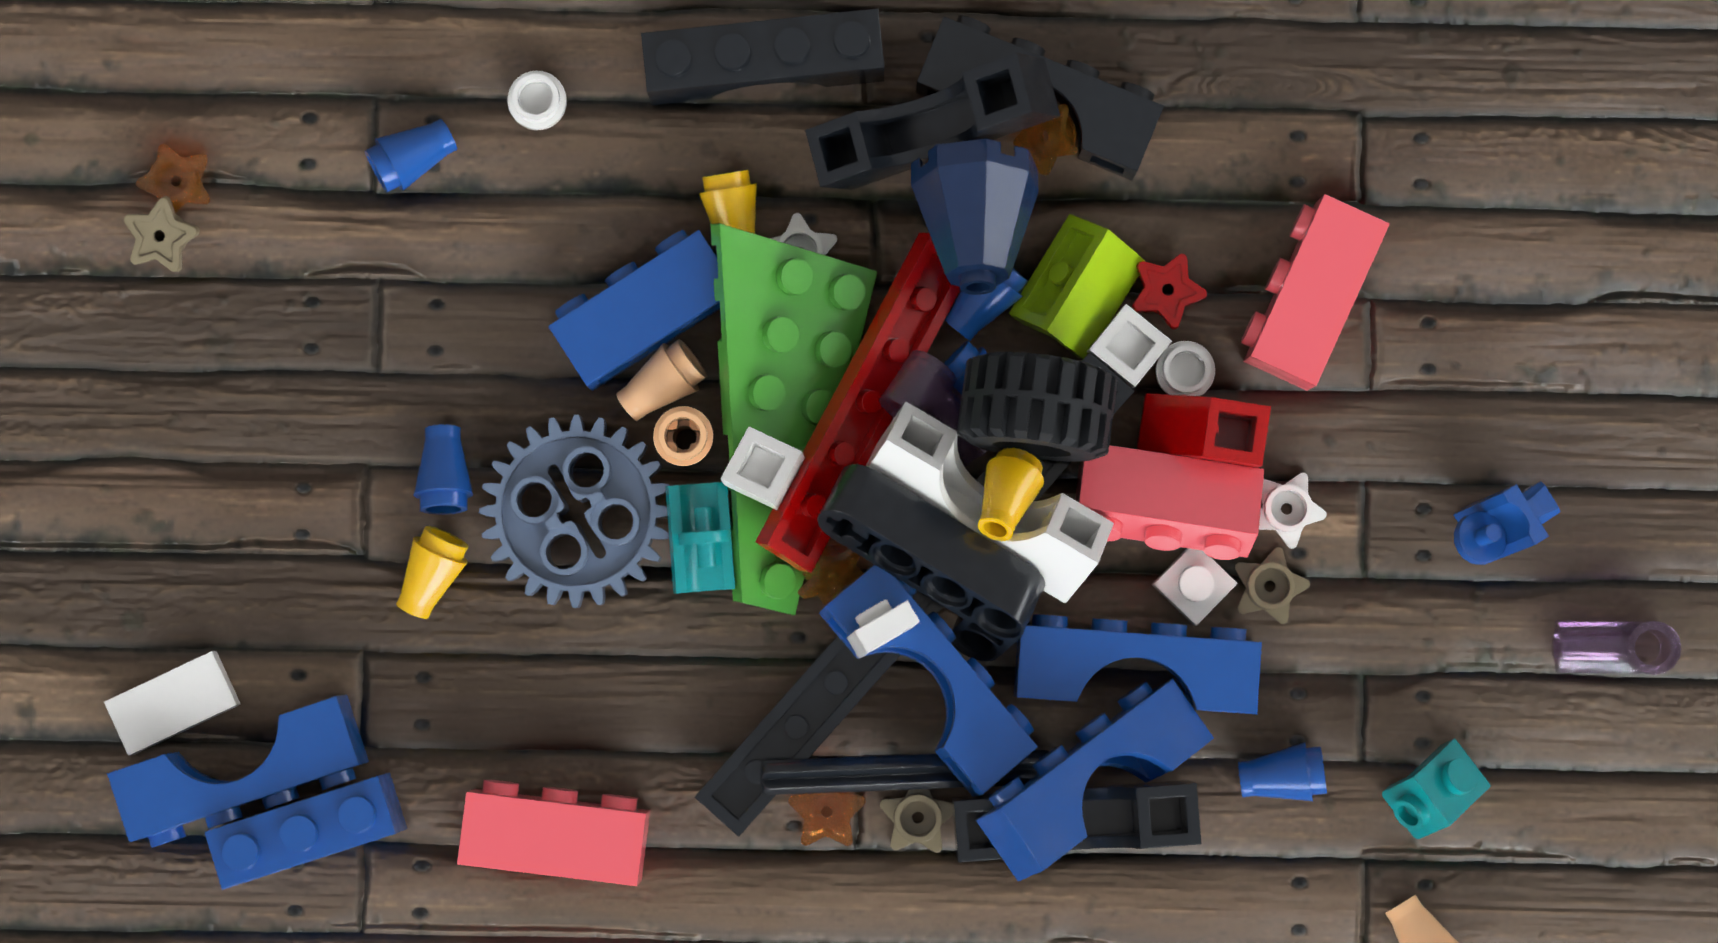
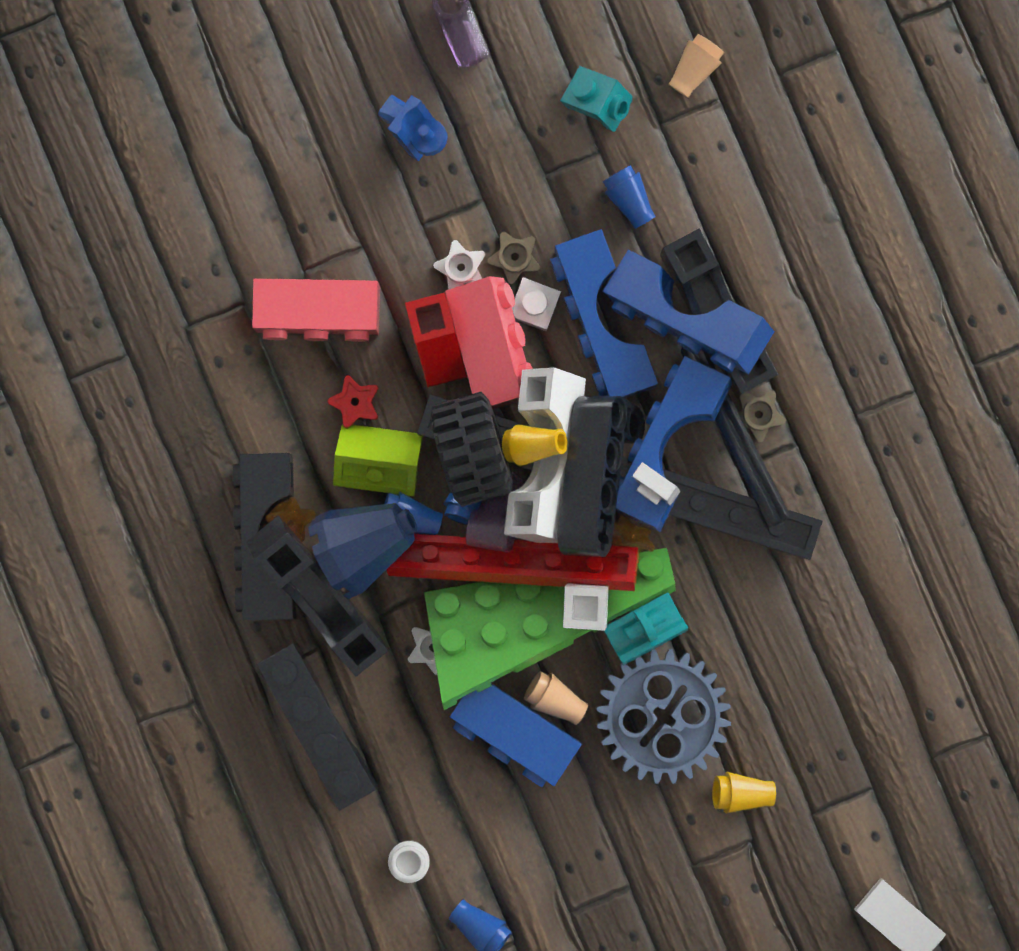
camera: 115 degrees left, 0 degrees up
(168, 792) = (957, 896): blue arch -> none
(305, 830) = (942, 797): blue brick -> none
(443, 474) = (676, 813): blue cone -> none
(554, 833) = (873, 638): coral brick -> none
(671, 424) = (596, 676): light nougat cone -> none
(730, 200) = (420, 705): yellow cone -> none
(836, 826) = (787, 463): clear orange plate -> none
(1129, 346) = (402, 410): white plate -> none
(1185, 369) = (401, 368): white plate -> none

